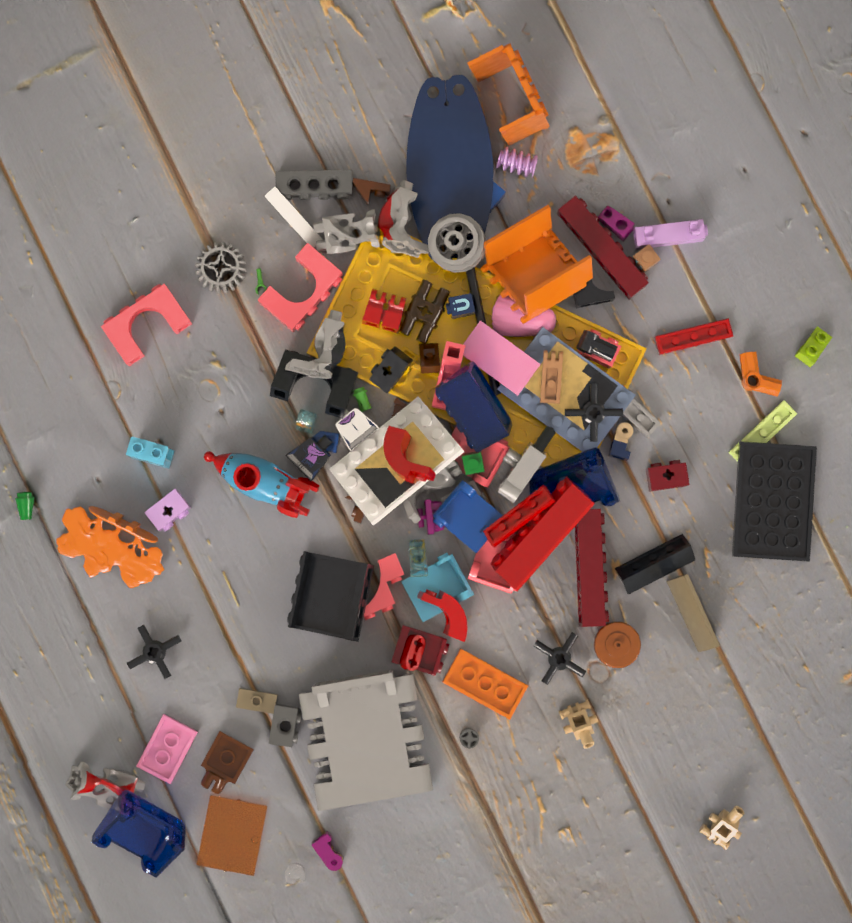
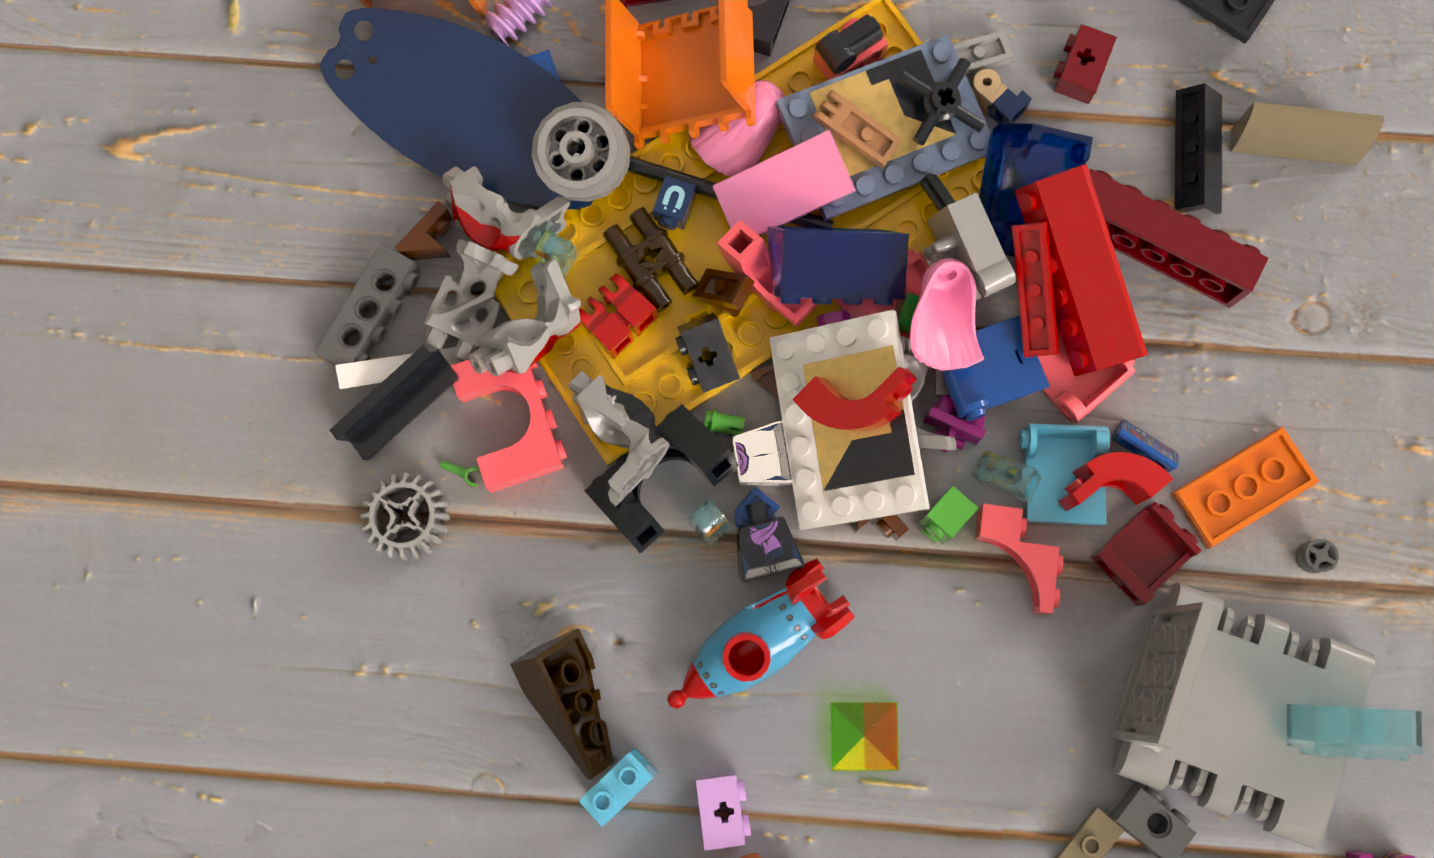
camera: 50 degrees left, 5 degrees down
(119, 327) = (399, 721): coral arch -> none
(180, 398) = (562, 691): none -> dark brown wedge
(245, 560) = (864, 736): none -> clear neon green tile
(274, 228) = (396, 402): none -> black panel
(330, 596) = (994, 637): black panel -> none
(338, 272) = (525, 341): none -> light grey hips
(377, 538) = (947, 516): none -> bright green brick
(382, 792) = (1354, 731): none -> clear light blue brick
(396, 262) = (554, 247): none -> clear light blue leg
(412, 652) = (1146, 564): red beam -> none
(447, 425) = (832, 317): none -> magenta tile
(474, 478) = (945, 318): none -> bright pink hair
(477, 621) = (1145, 445): none -> blue slope
(566, 656) = (1258, 365): black bar -> none
(580, 722) = (1382, 382): tan piece -> none
(617, 644) = (1295, 268): dark orange wheel -> none

